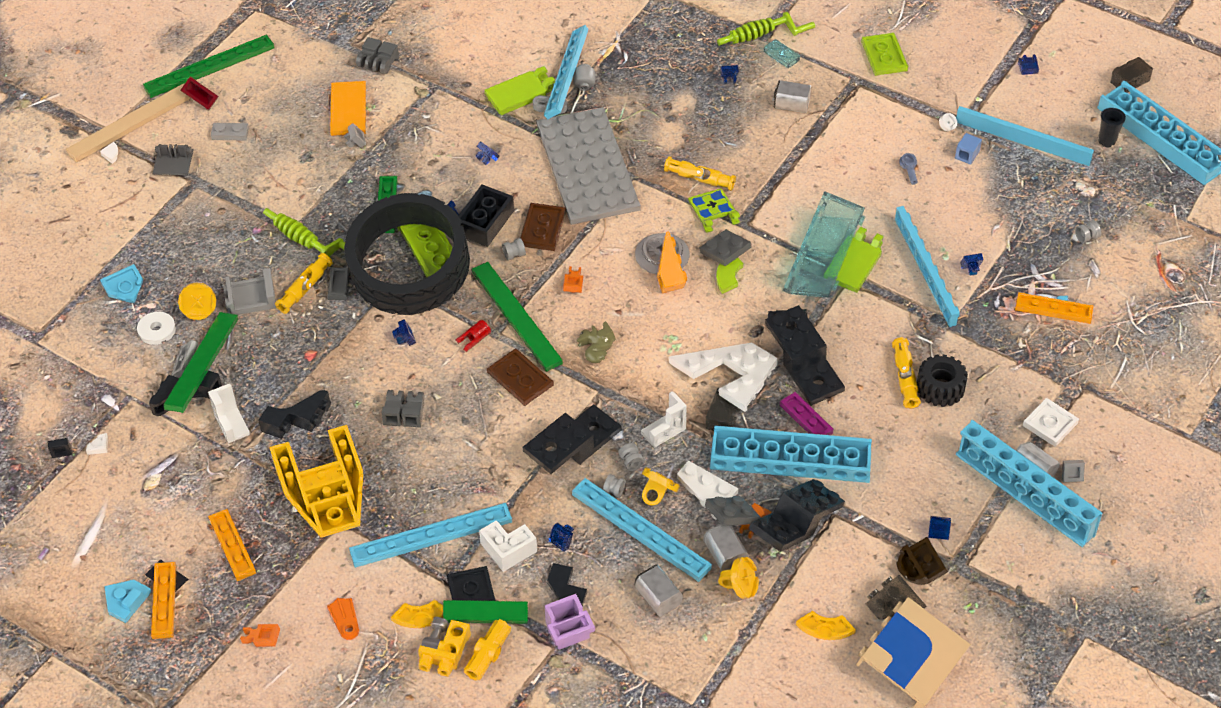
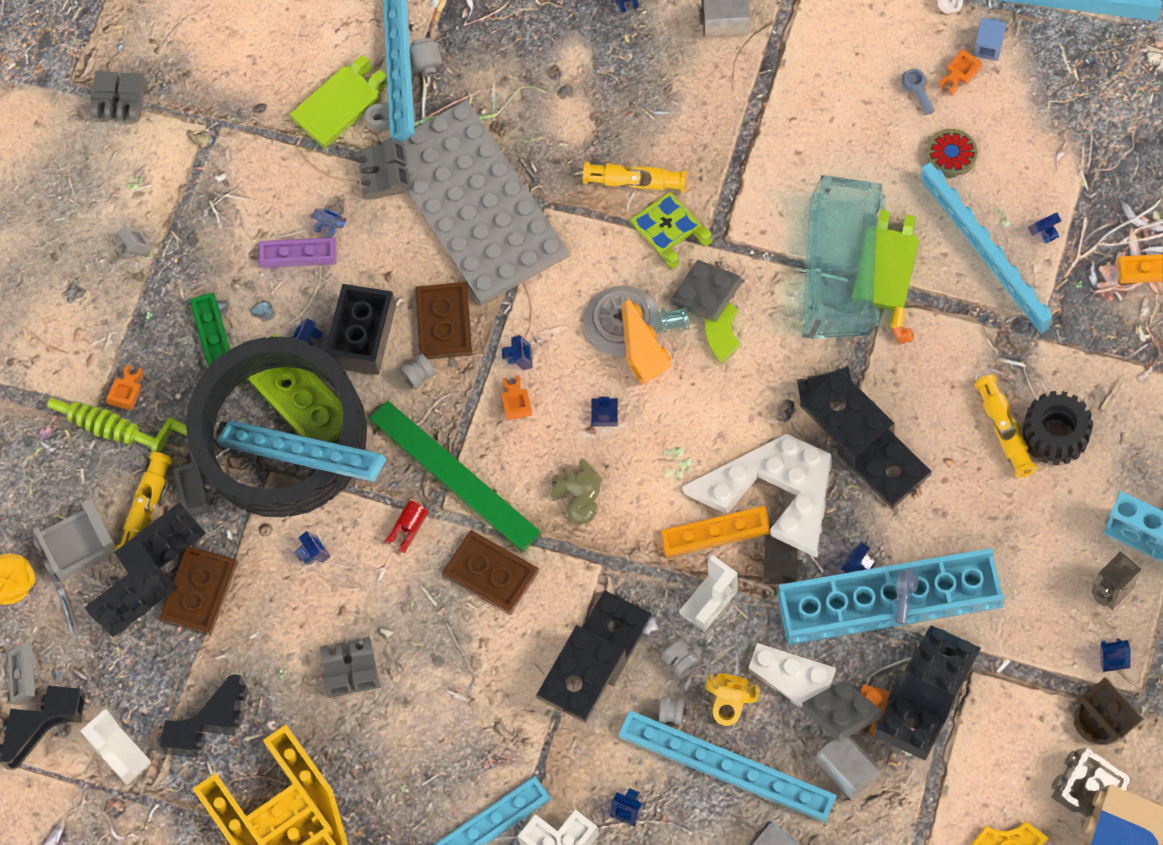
camera: 10 degrees left, 15 degrees up
(200, 362) = (49, 678): green tile -> none
(287, 319) = (146, 577): none -> black bracket
(316, 217) = (125, 391): none -> orange plate
(320, 341) = (201, 590): none -> reddish brown tile
(347, 106) = (104, 193): light orange tile -> none
(418, 267) = (302, 450): none -> medium azure tile
(460, 167) = (297, 252): none -> medium lavender tile
(534, 131) = (389, 162): none -> dark grey legs
(585, 254) = (519, 353): none -> clear blue tile
(631, 301) = (604, 412): none -> clear blue tile
(682, 386) = (715, 531): none -> light orange tile
(698, 259) = (674, 319): none -> clear light blue bush
(741, 578) = (883, 807): yellow tile -> none
(776, 424) = (858, 559): none -> clear blue tile
(802, 444) = (906, 584): none -> sand blue plate
(805, 415) = (893, 531): magenta plate -> none
(849, 298) = (896, 324): none -> arm
(921, 207) = (952, 152): none -> tile
(943, 161) = (962, 69): none -> orange plate
(953, 479) = (1115, 581): none -> clear smoke brick

